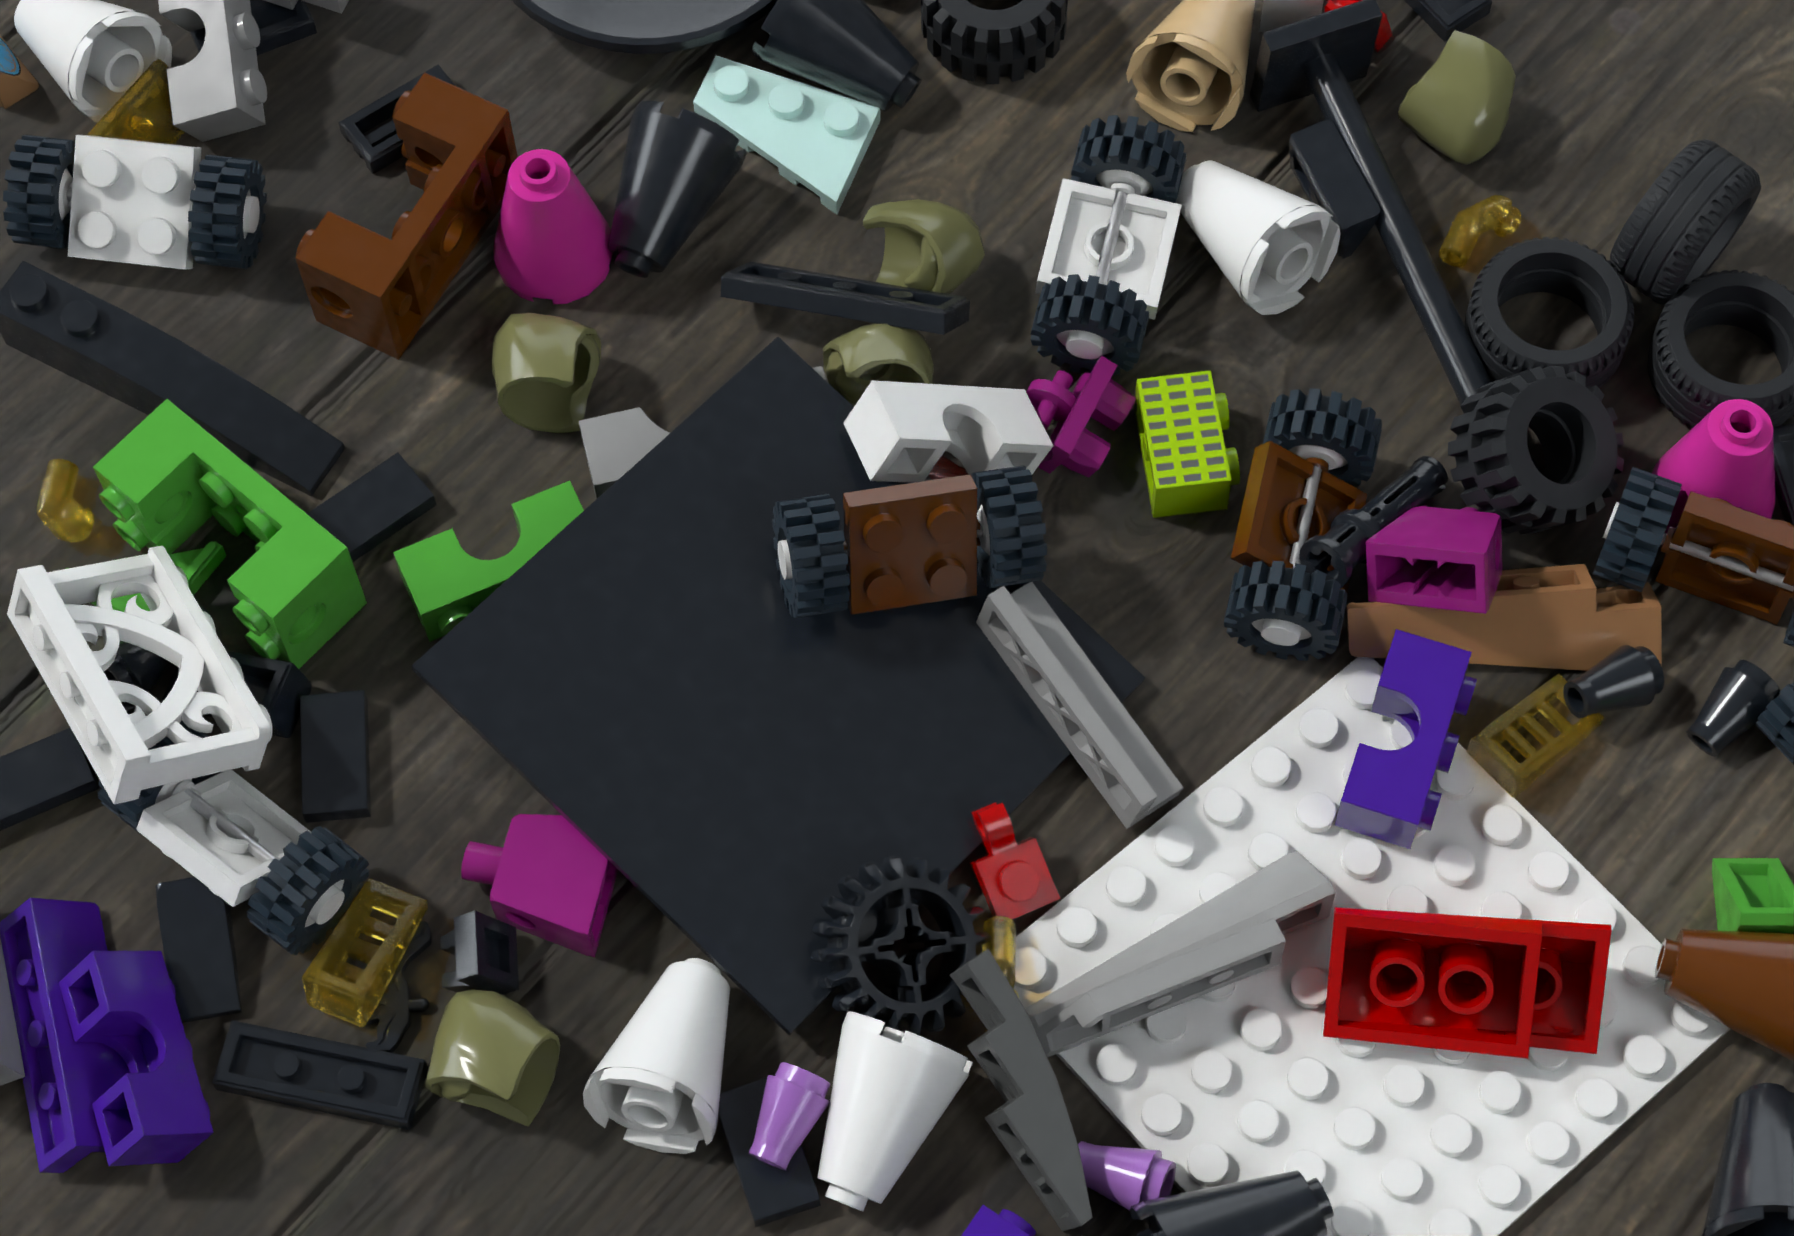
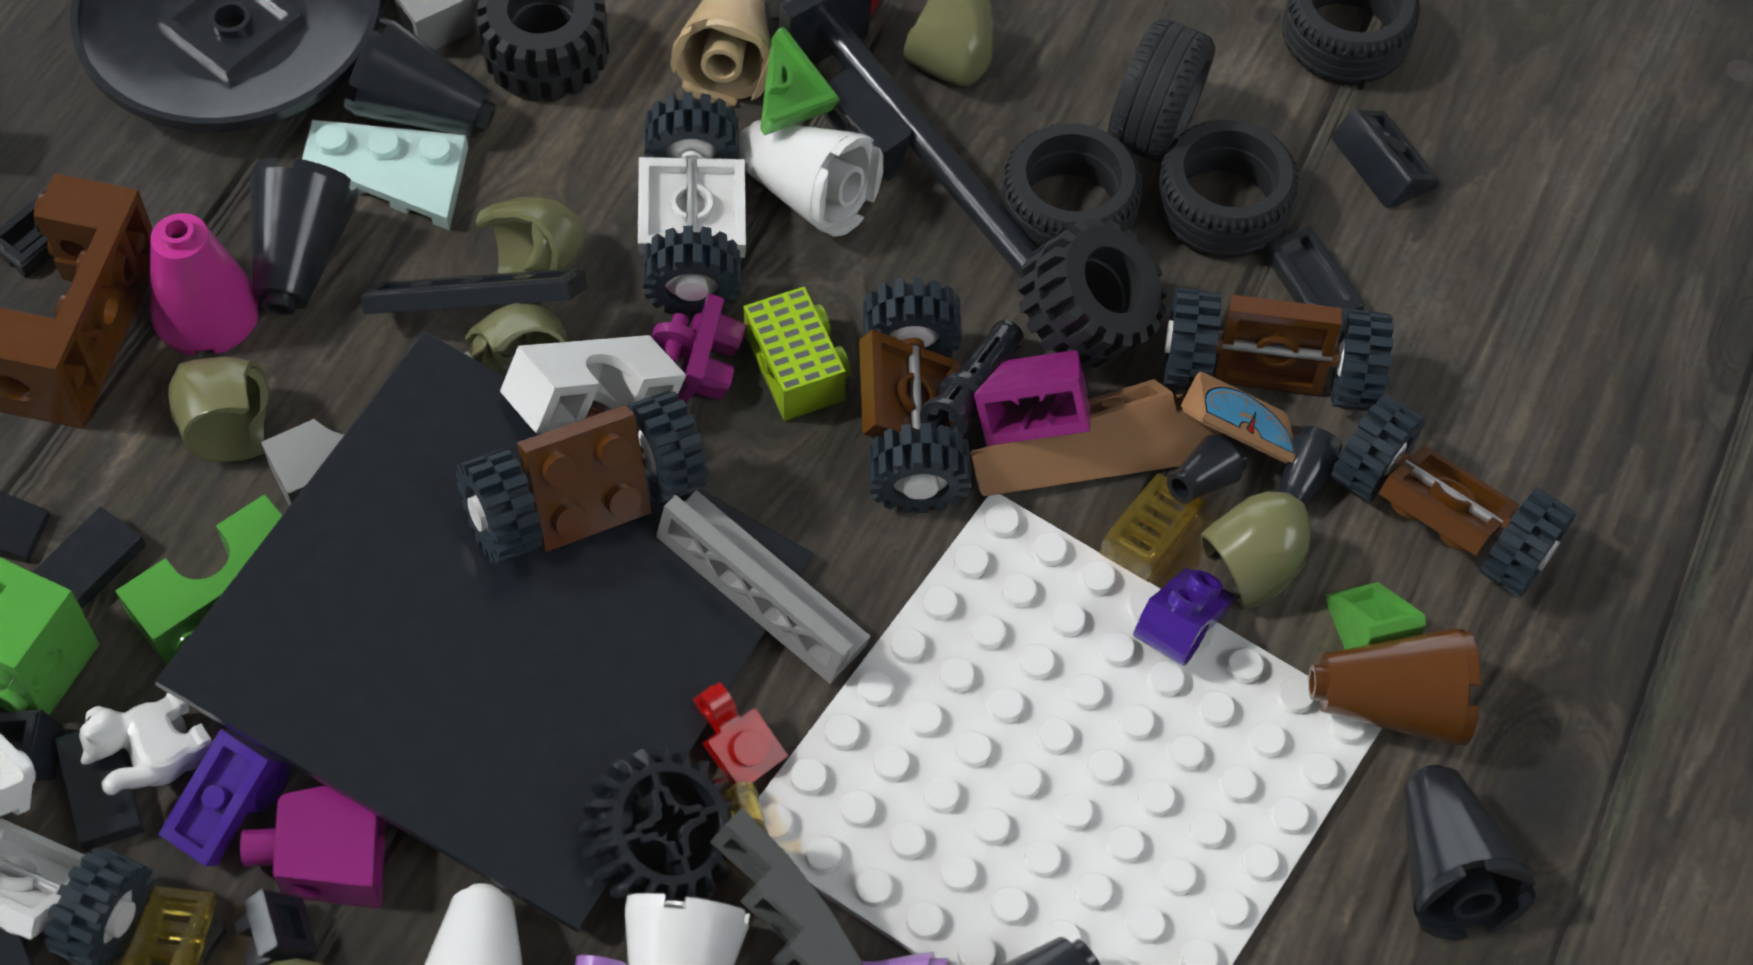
camera: 20 degrees left, 5 degrees down
(398, 723) = (152, 738): none -> white animal
(457, 795) = (225, 787): none -> dark purple plate
(1189, 957) = (916, 777): light grey wedge -> none
(1257, 131) = (792, 87): none -> bright green tile
(1391, 788) = (1049, 594): dark purple arch -> none
(1466, 982) = (1155, 740): red slope -> none
(1491, 213) = (999, 120): clear yellow arm -> none
(1538, 844) = (1183, 614): none -> dark purple plate
(1649, 787) = (1261, 544): none -> olive piece
(1668, 633) = (1240, 416): none -> slope
(1725, 459) = (1248, 262): dark pink cone -> none

